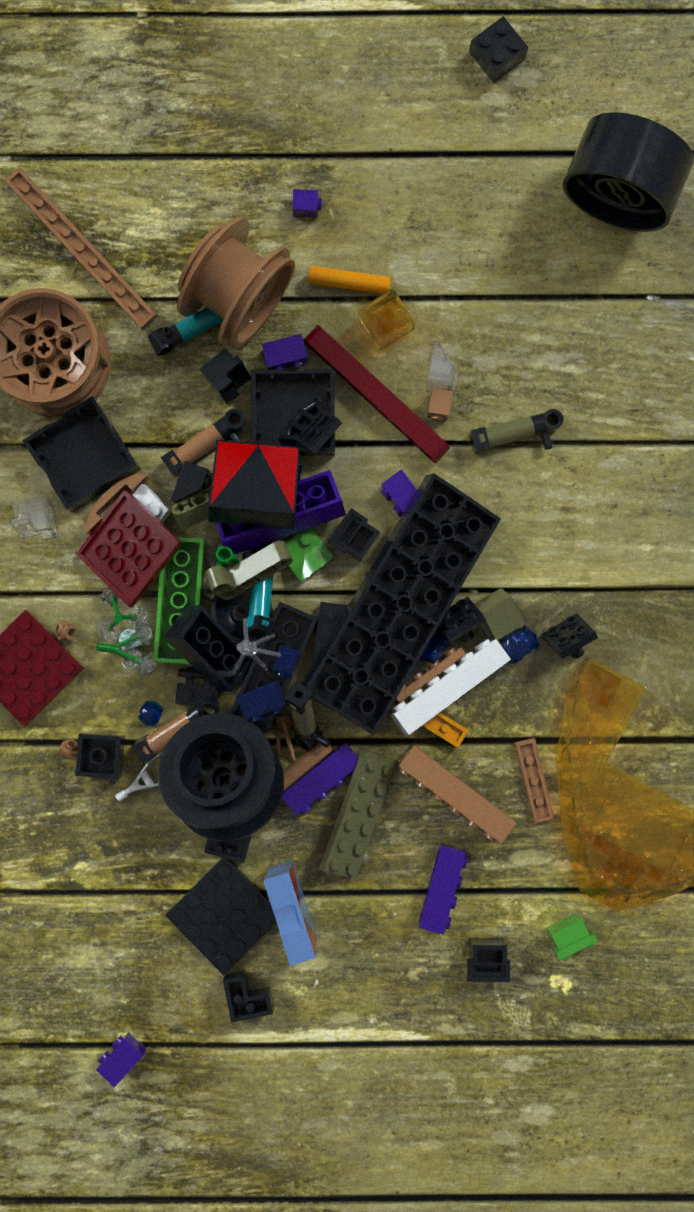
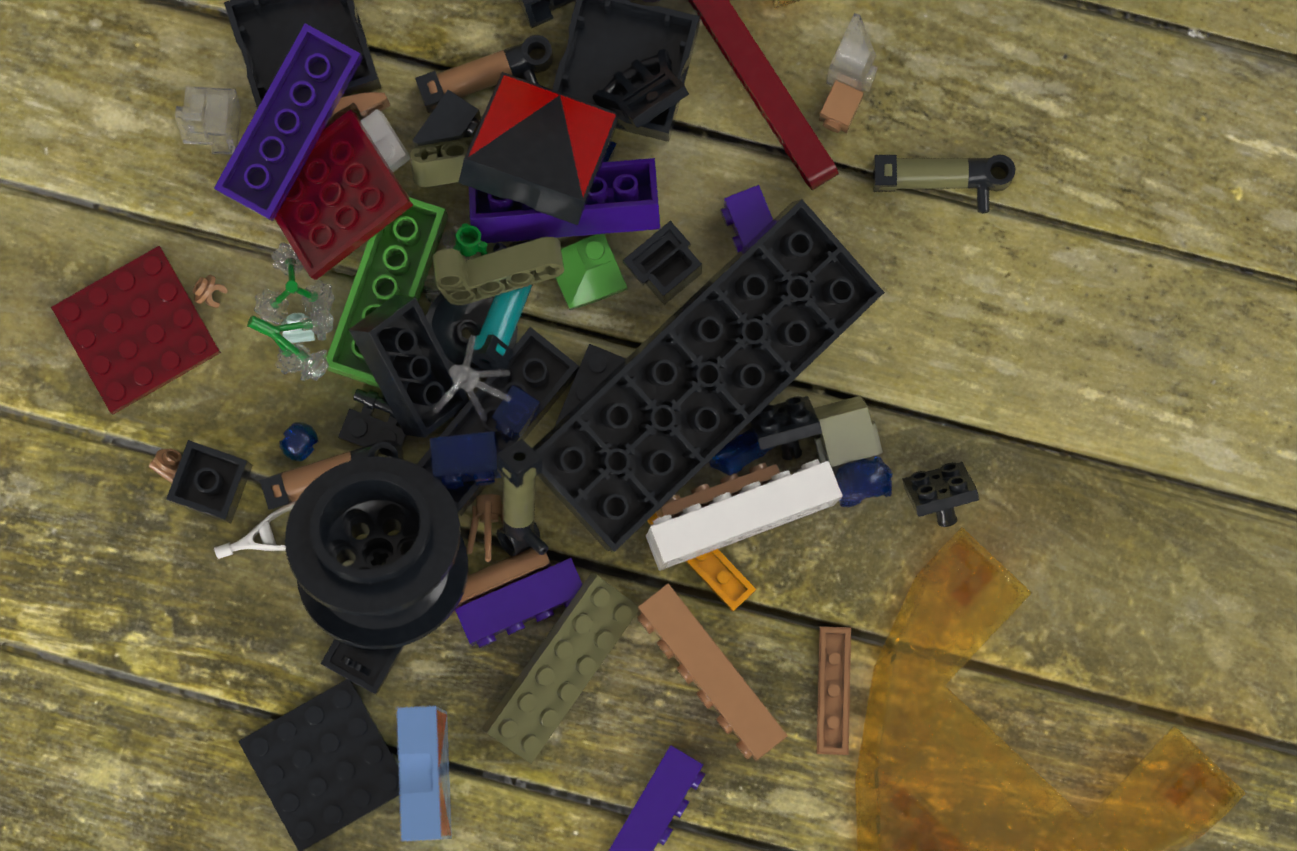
camera: 20 degrees right, 5 degrees down
(86, 509) = (288, 122): none -> dark purple brick

